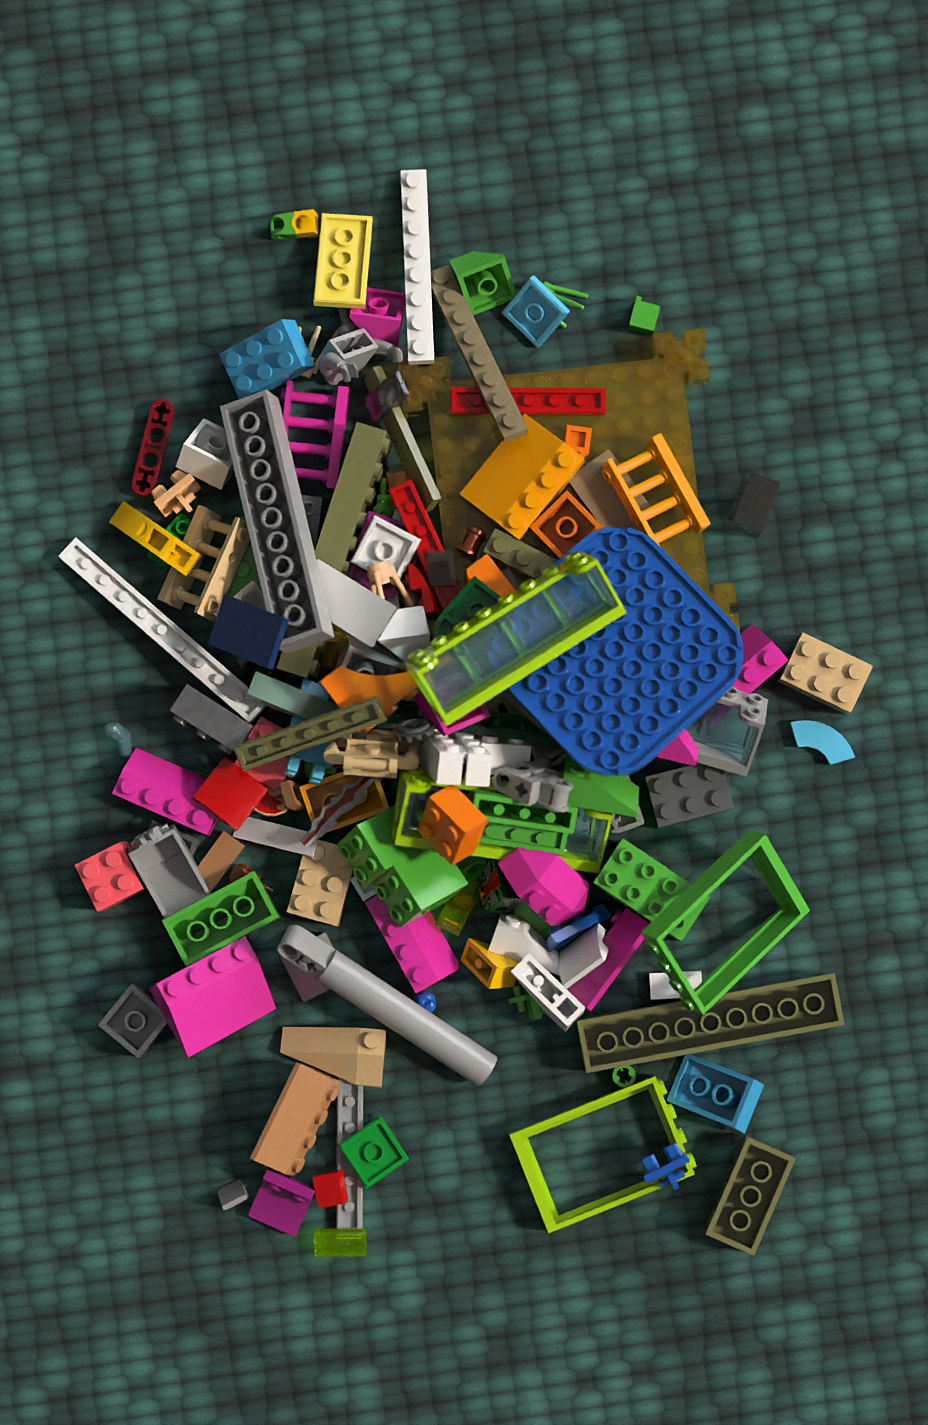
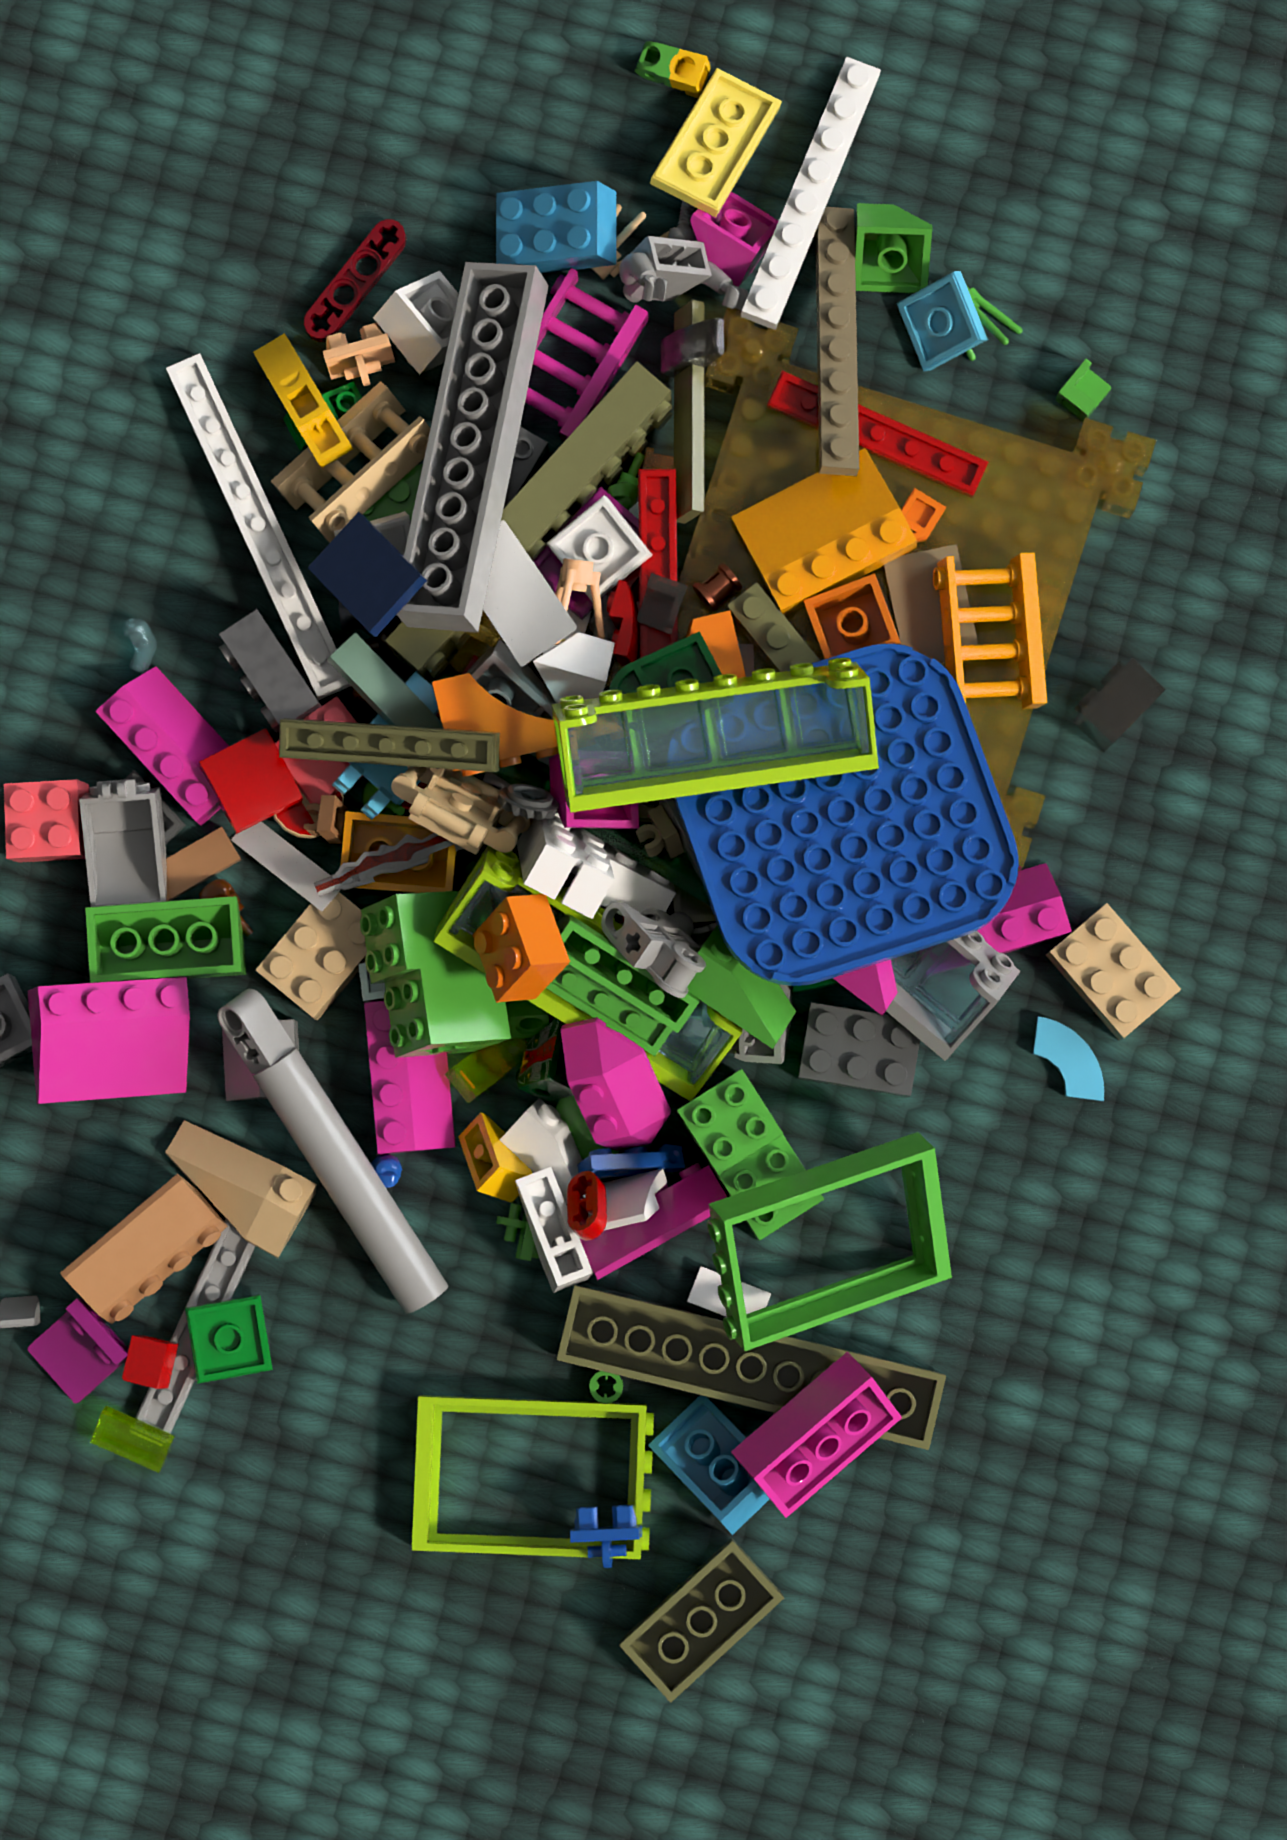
camera: 25 degrees right, 0 degrees up
(507, 712) = (662, 832): none -> dark tan tile
(566, 964) = (578, 1207): none -> red beam
(770, 1046) = (816, 1434): none -> dark pink slope

